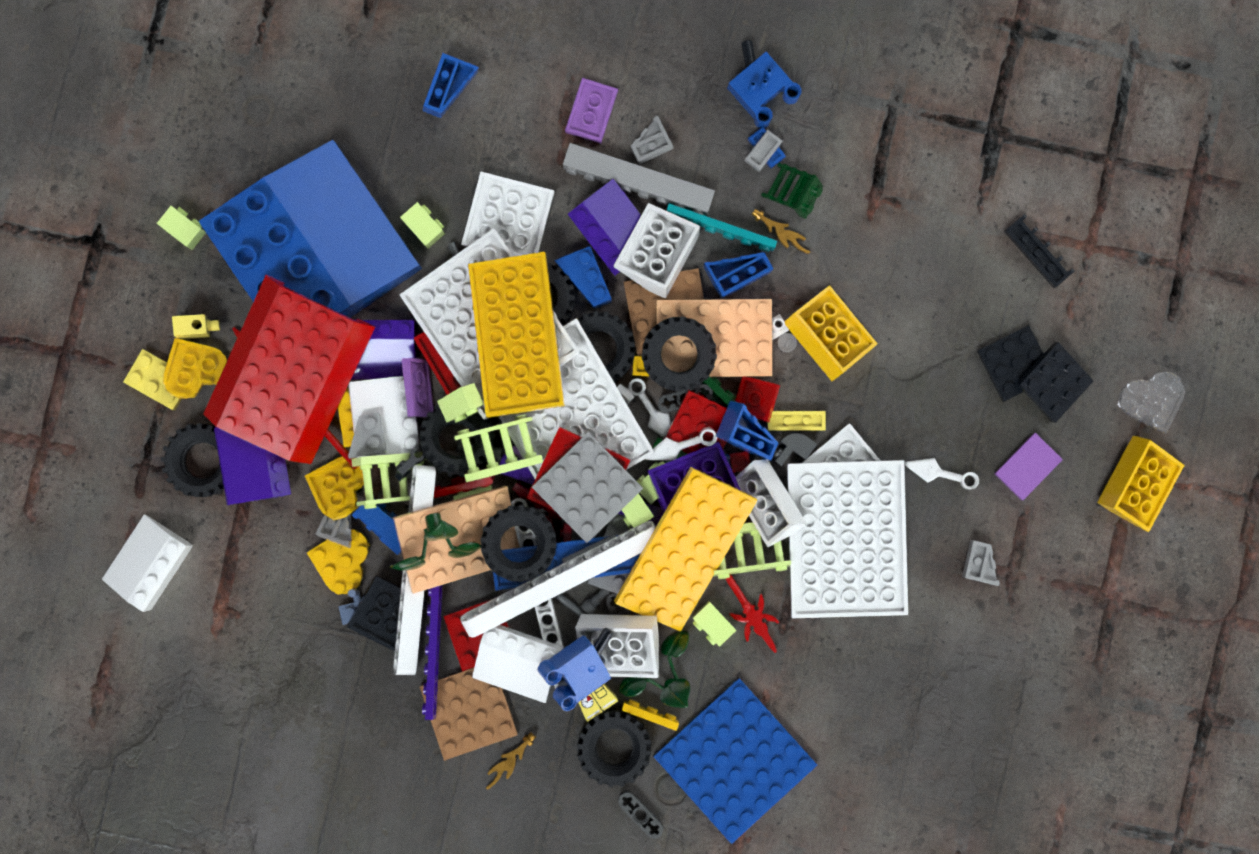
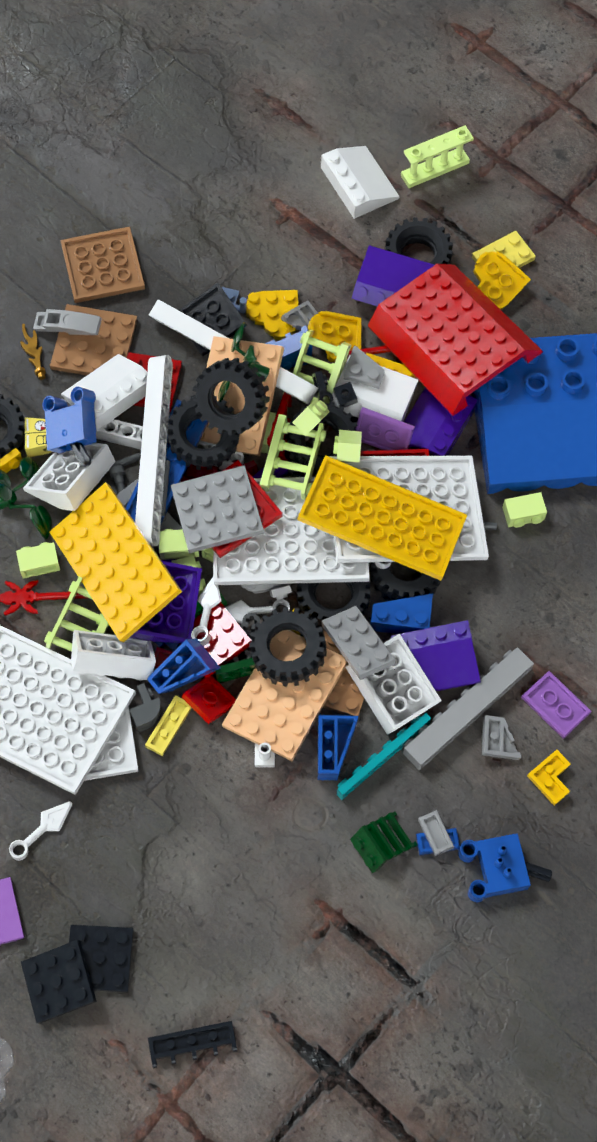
camera: 120 degrees right, 20 degrees down
(82, 497) = (439, 165): none -> yellowish green fence
(185, 326) = (532, 296): light yellow torso -> none
(382, 753) = (102, 264): none -> medium nougat plate
(398, 438) = (347, 400): none -> black plate
(432, 650) = (155, 334): dark purple plate -> none
(455, 449) = (311, 416): none -> yellowish green brick
(467, 531) = (246, 380): none -> black tyre
(468, 743) = (67, 321): none -> light grey slope
(511, 208) = (495, 586): white plate -> none
(644, 294) = (358, 642): none -> light grey plate
(662, 87) = (546, 775): none -> yellow plate
(782, 235) = (347, 809): pearl gold piece -> none
(787, 342) = (244, 759): light grey piece -> none
(830, 333) = (230, 800): yellow slope -> none

